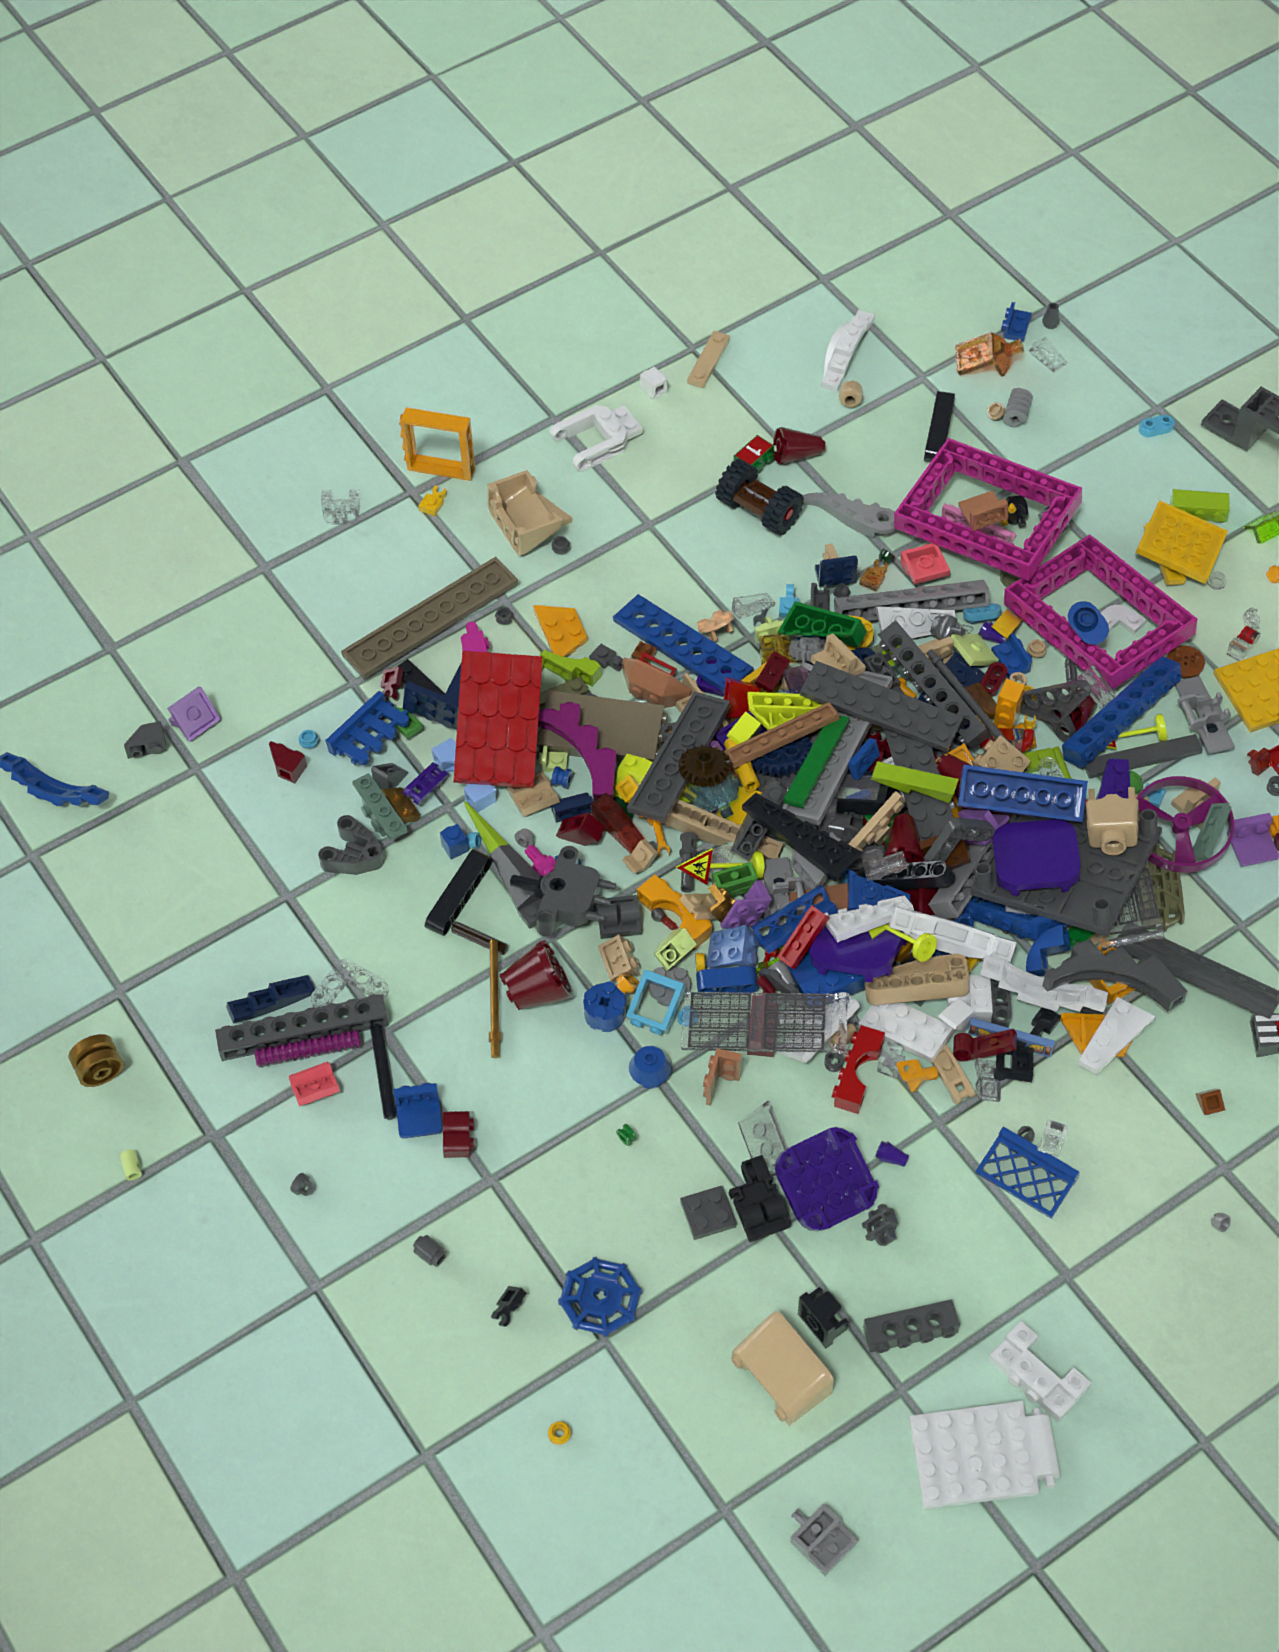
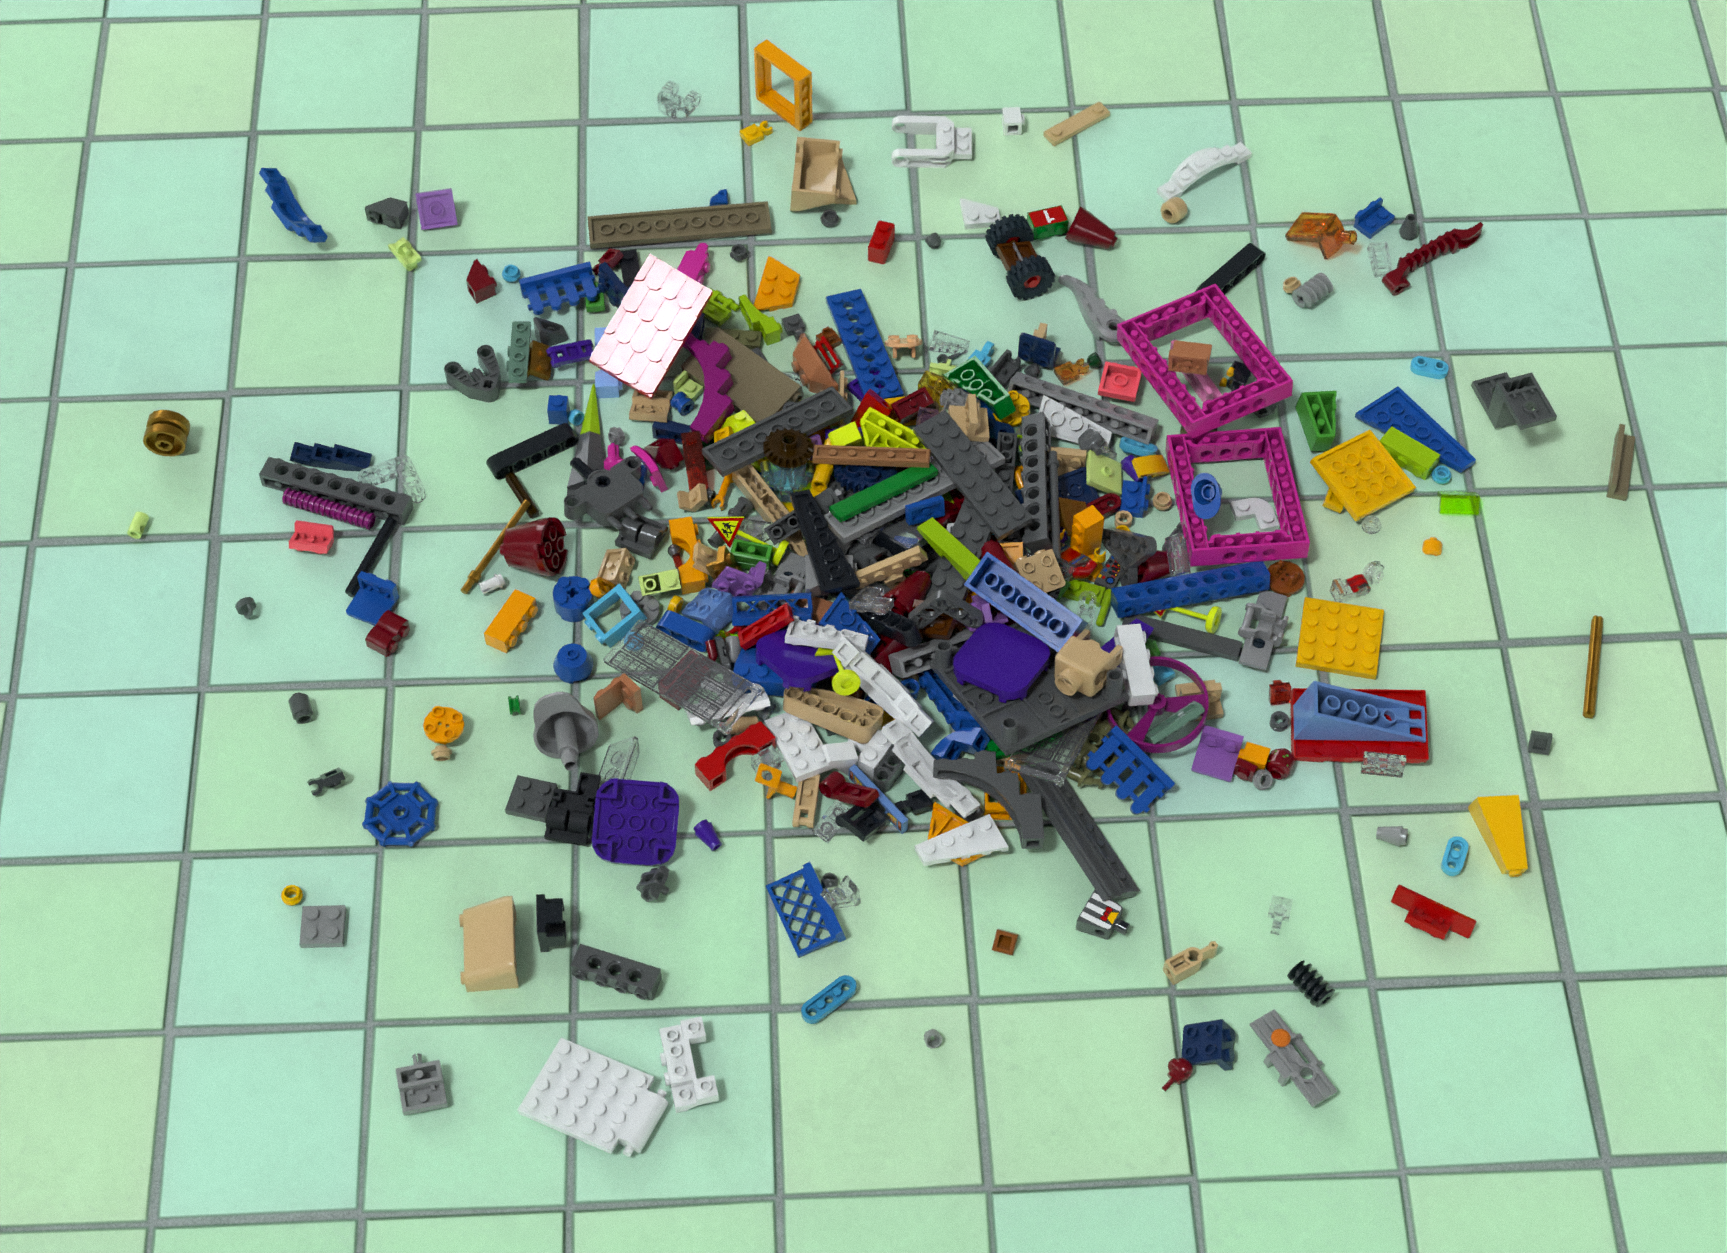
camera: 30 degrees right, 0 degrees up
(194, 770) = (405, 253): none -> yellowish green hips
(447, 576) = (720, 198): none -> blue tile
(520, 1029) = (492, 583): none -> white pin
(563, 1059) = (511, 621): none -> light orange brick
(582, 1199) = (446, 717): none -> light orange plate
(587, 849) = (650, 463): none -> dark pink plate
(595, 1217) = (441, 753): none -> tan plate
(610, 1445) = (322, 926): none -> light grey plate
(625, 543) = (881, 242): none -> red brick
(668, 520) = (933, 240): none -> dark grey hinge
(687, 479) = (977, 214): none -> white wing
(699, 1130) = (563, 727): none -> light grey piece
(1044, 734) = (1109, 574): none -> tile
(1092, 313) = (1396, 279): none -> dark red piece
(1109, 513) = (1318, 418): none -> bright green wedge
(1109, 1232) = (833, 992): none -> dark azure plate
(1148, 796) = (1135, 665): none -> white brick
(1163, 475) = (1407, 416): none -> blue wing
(1204, 882) = (1146, 768): none -> blue fence
(1238, 510) = (1444, 472): none -> medium azure plate

